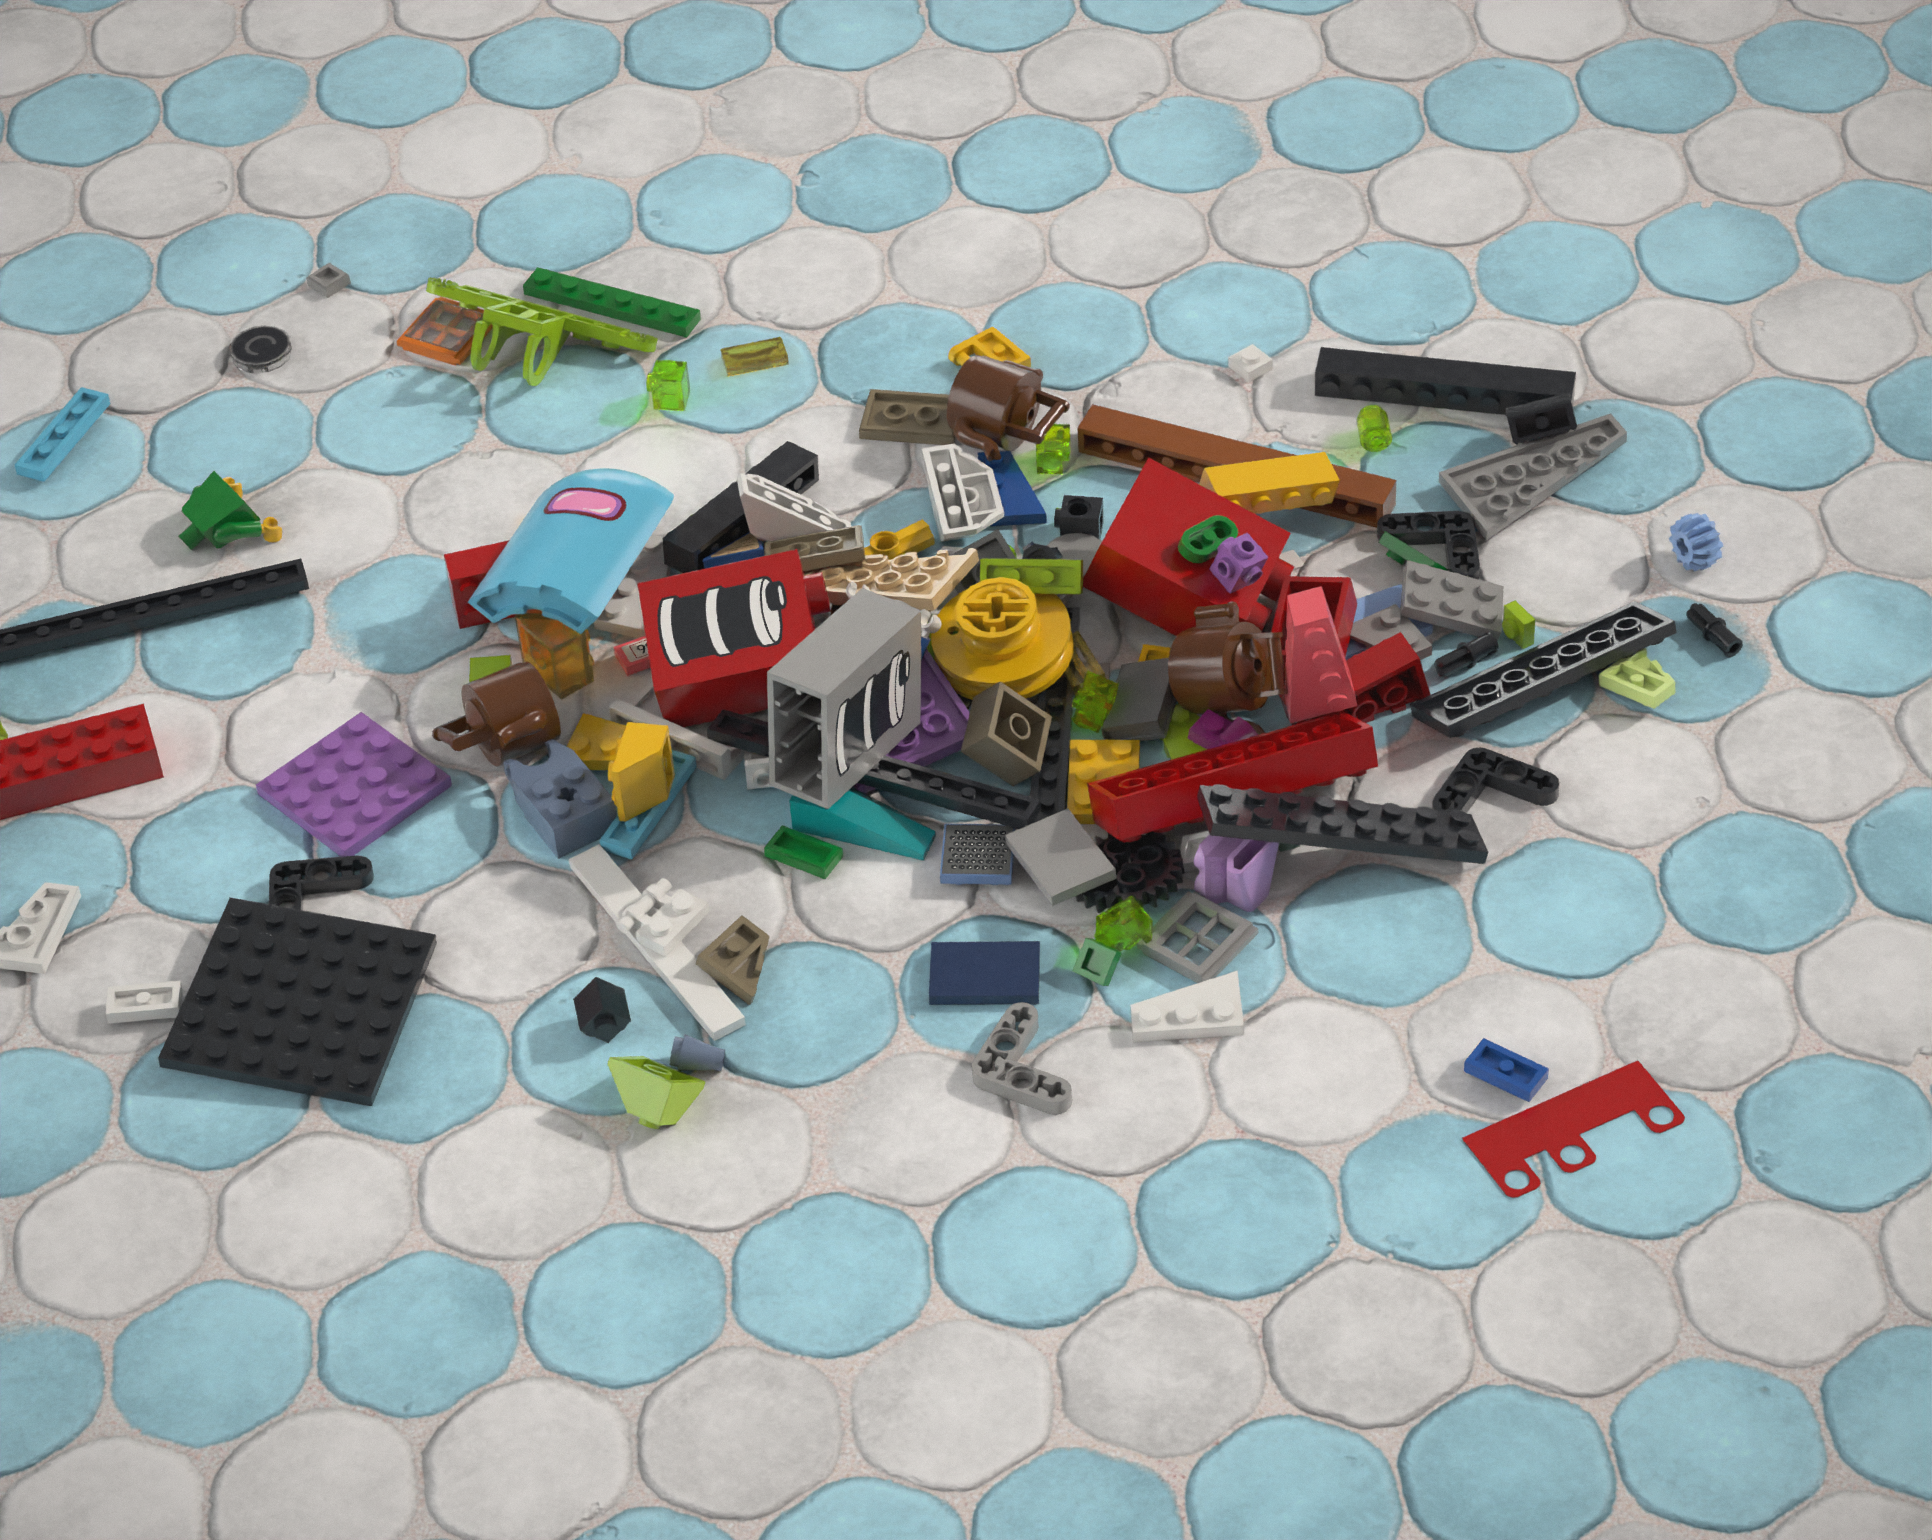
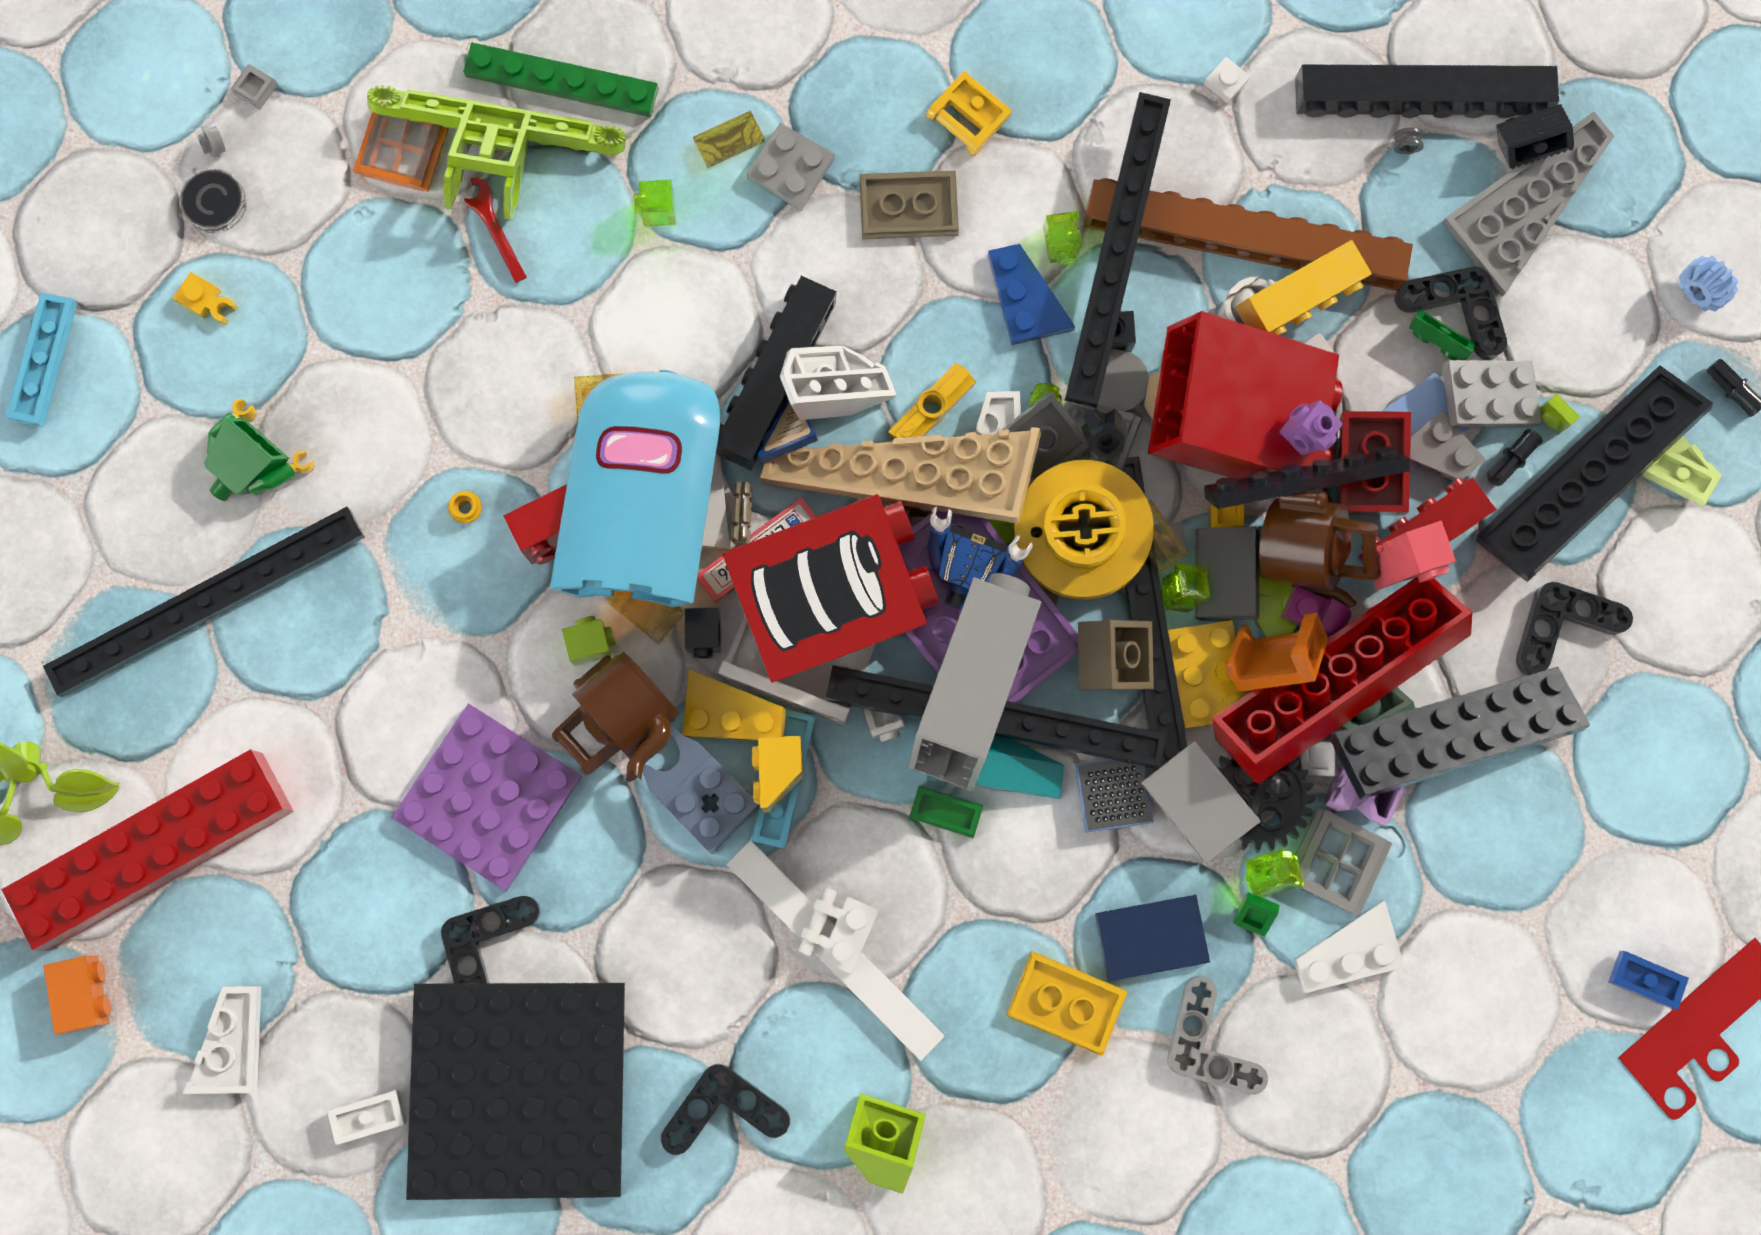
camera: 20 degrees left, 35 degrees up
(224, 410) = (202, 297): none -> yellow plate
(275, 307) = (211, 141): none -> light grey plate
(411, 575) = (458, 500): none -> yellow plate
(448, 1065) = (728, 1097): none -> black beam
(507, 379) = (483, 207): none -> red piece
(602, 1010) = (813, 1061): black brick -> none
(605, 683) = (702, 632): none -> black brick
(695, 1055) = (911, 1092): sand blue cone -> none
(736, 958) = (920, 964): dark tan wing -> none
(806, 380) = (790, 166): none -> light grey plate
(823, 548) = (868, 433): dark tan tile -> none
(880, 1013) = (1066, 1003): none -> yellow tile
(960, 492) = (993, 328): white wedge -> none
(997, 405) = (1005, 201): reddish brown piece -> none
(1040, 575) = (1106, 466): lime plate -> none
(1097, 446) = (1117, 250): none -> black plate
(1177, 597) = (1297, 479): none -> black plate
(1192, 734) = (1278, 658): none -> orange panel
(1202, 540) = (1274, 406): green plate -> none
(1374, 428) = (1369, 163): clear neon green brick -> none
(1416, 425) = (1408, 141): none -> dark grey bush

